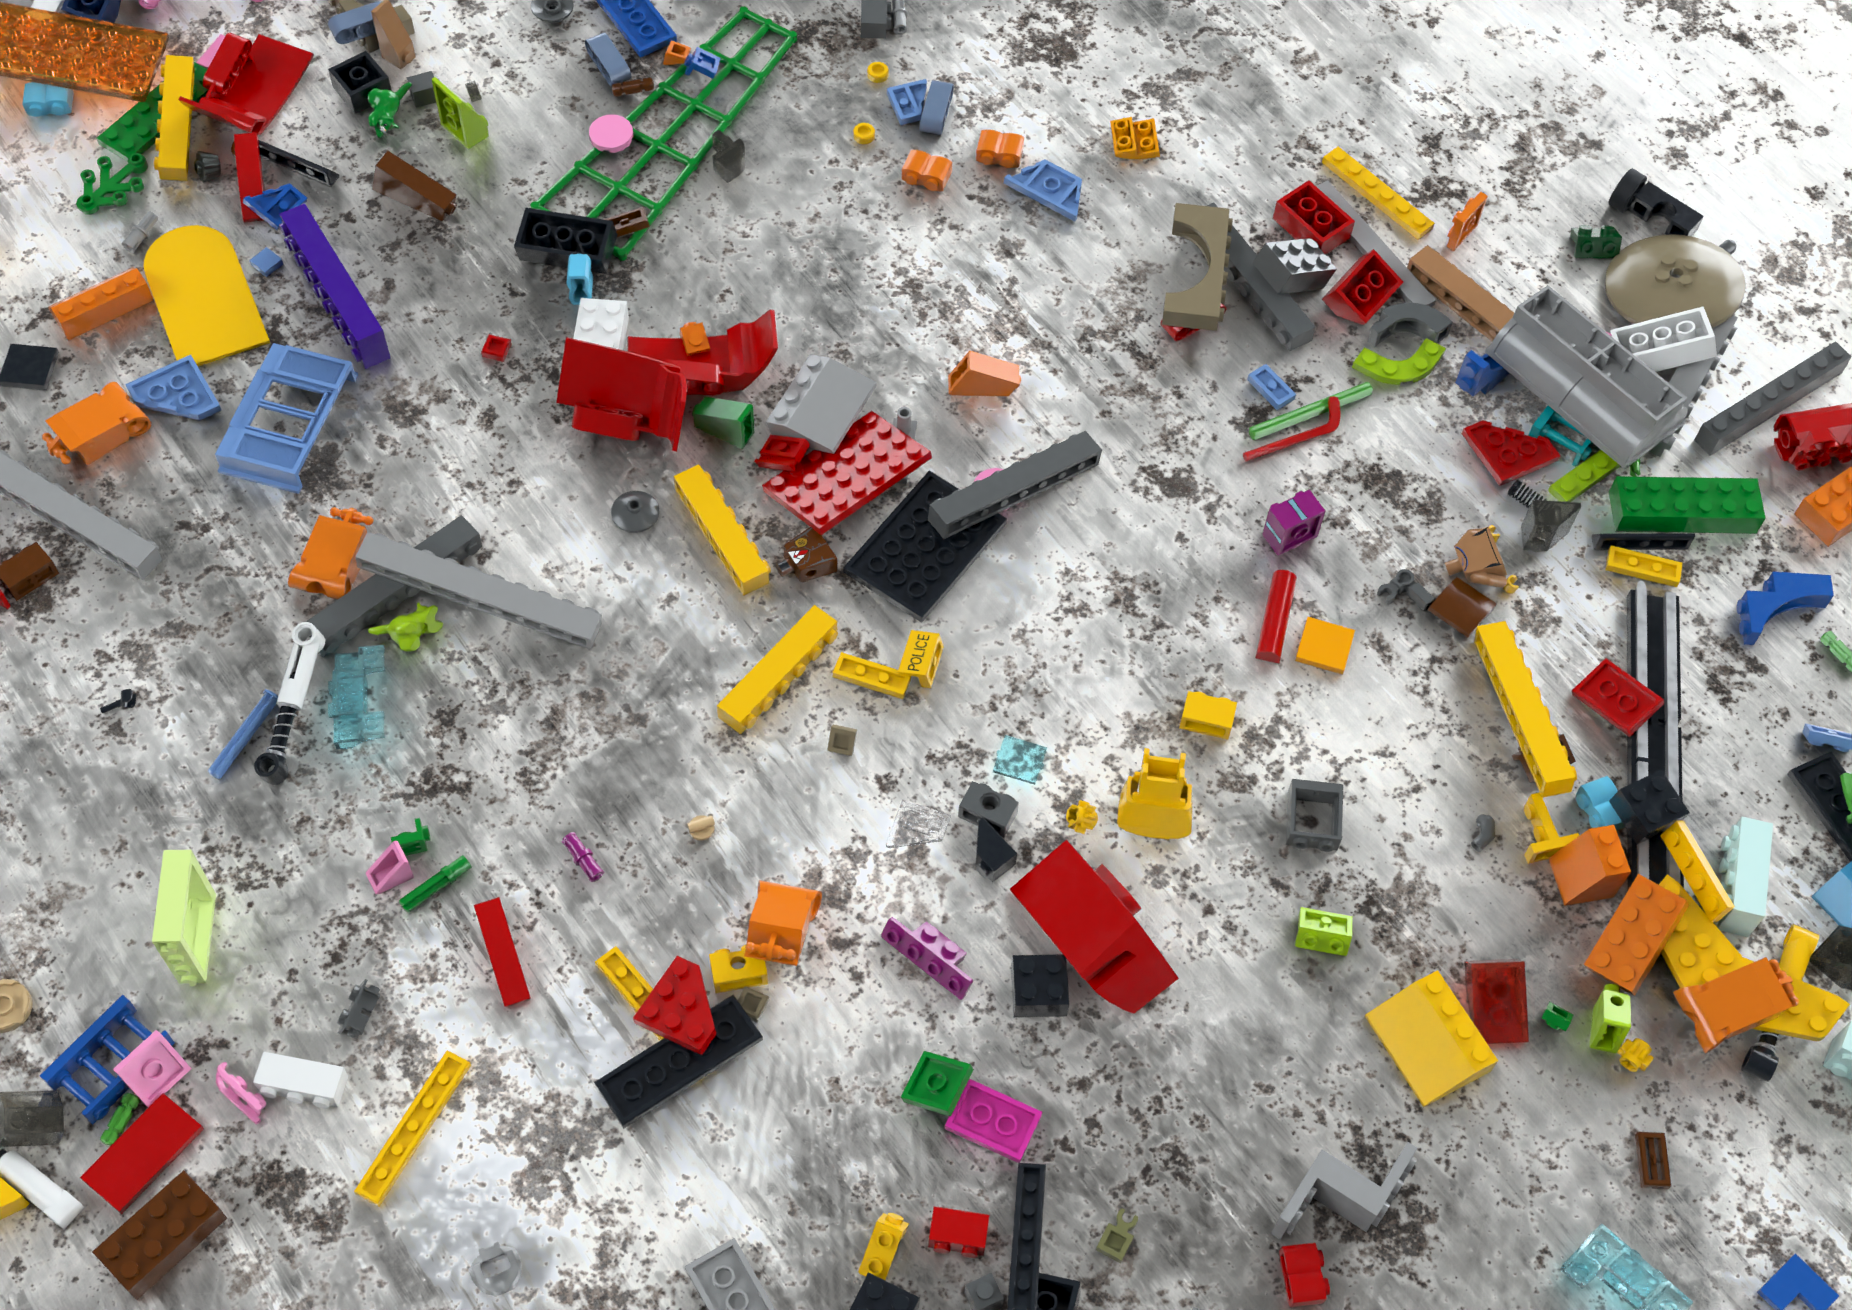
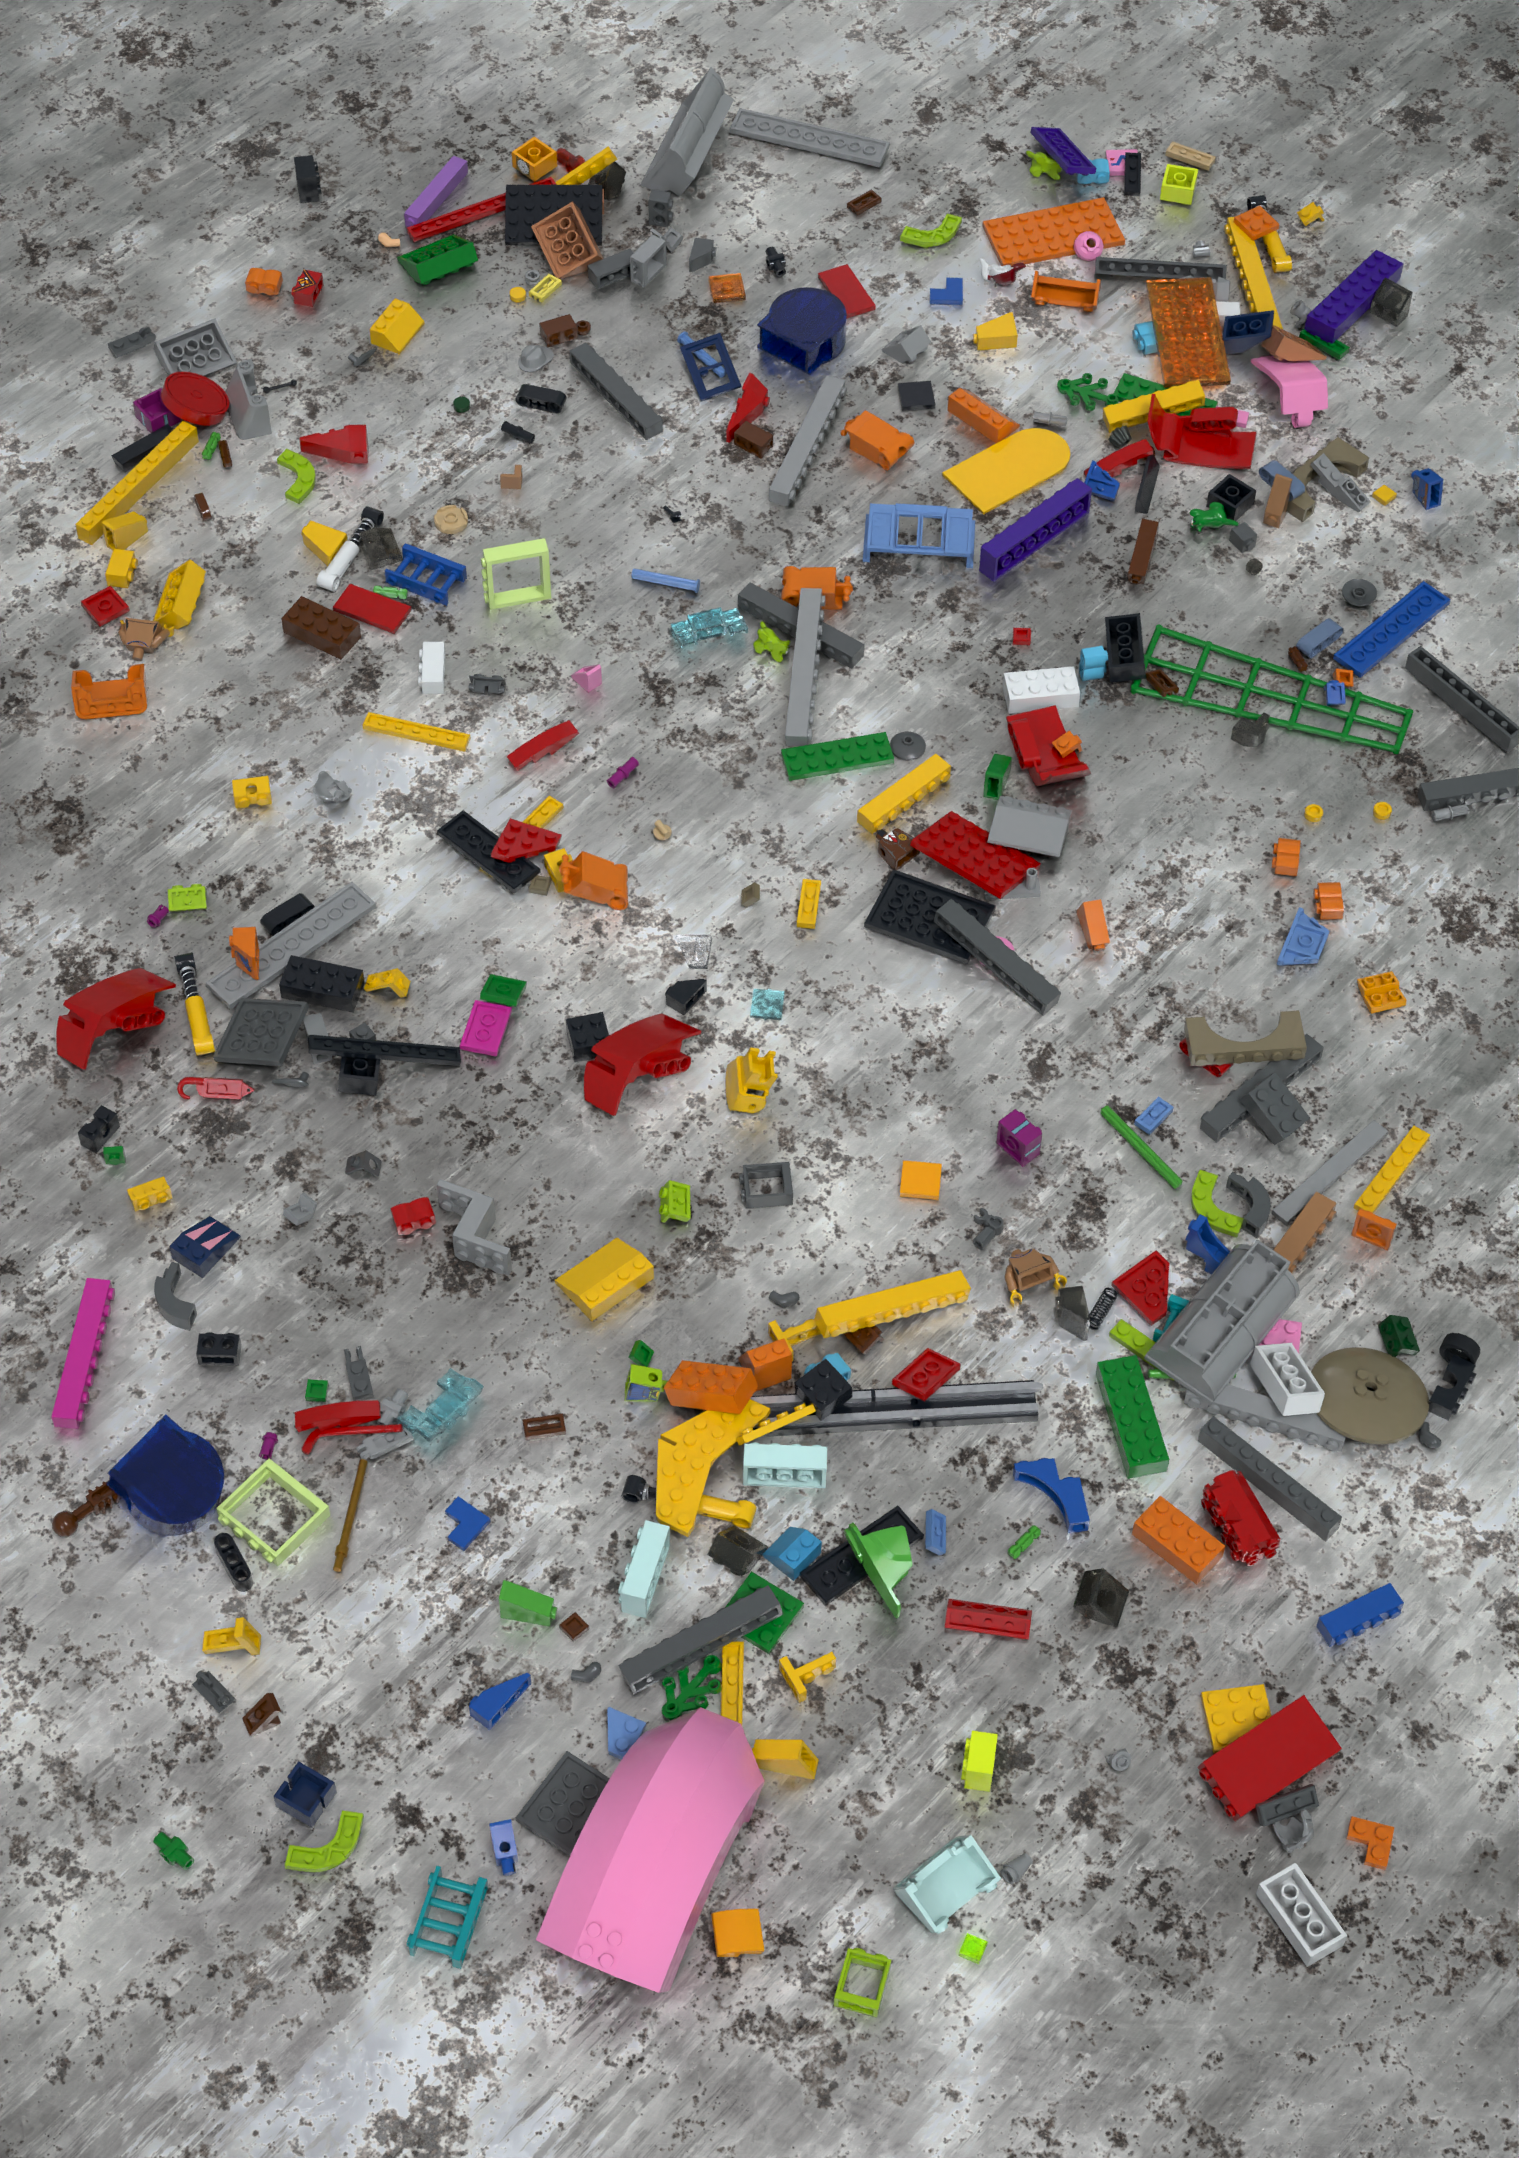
camera: 80 degrees right, 5 degrees down
(152, 1068) = (421, 593): bright pink plate -> none
(176, 391) = (922, 474): medium blue plate -> none
(236, 1091) = (422, 637): bright pink piece -> none
(266, 262) = (1048, 491): medium blue tile -> none
(290, 700) = (733, 585): piece -> none
(414, 842) = (610, 683): green bracket -> none
(446, 875) = (591, 706): green axle -> none
(459, 116) = (1220, 558): lime slope -> none
(611, 133) = (1243, 654): bright pink tile -> none
(621, 392) = (991, 712): red beam -> none
(630, 593) = (837, 756): none -> green plate
(777, 669) = (797, 848): yellow brick -> none
(782, 452) = (980, 815): red plate -> none
(908, 100) = (1357, 833): medium blue wing -> none
(922, 656) = (830, 929): yellow panel -> none
(931, 953) = (602, 975): magenta bracket -> none
(936, 107) = (1357, 852): sand blue beam -> none
(958, 1232) = (404, 1020): red brick -> none
(980, 795) = (718, 988): dark grey brick -> none
(1081, 817) = (726, 1042): yellow gear -> none
(1116, 1239) = (418, 1107): olive plate -> none
(1208, 715) = (833, 1109): yellow piece -> none
(1276, 616) = (936, 1145): red brick -> none
(1313, 215) = (1335, 1121): red brick -> none
(1332, 425) = (1132, 1163): red piece -> none
(1363, 289) = (1274, 1164): red slope -> none
(1462, 607) = (983, 1266): reddish brown slope -> none
(1498, 999) = (645, 1313): clear red slope -> none
(1635, 1055) = (621, 1405): yellow gear -> none
(1643, 566) = (1062, 1391): yellow plate -> none
(1650, 541) = (1089, 1389): black slope -> none
(1737, 1001) = (664, 1447): orange piece -> none

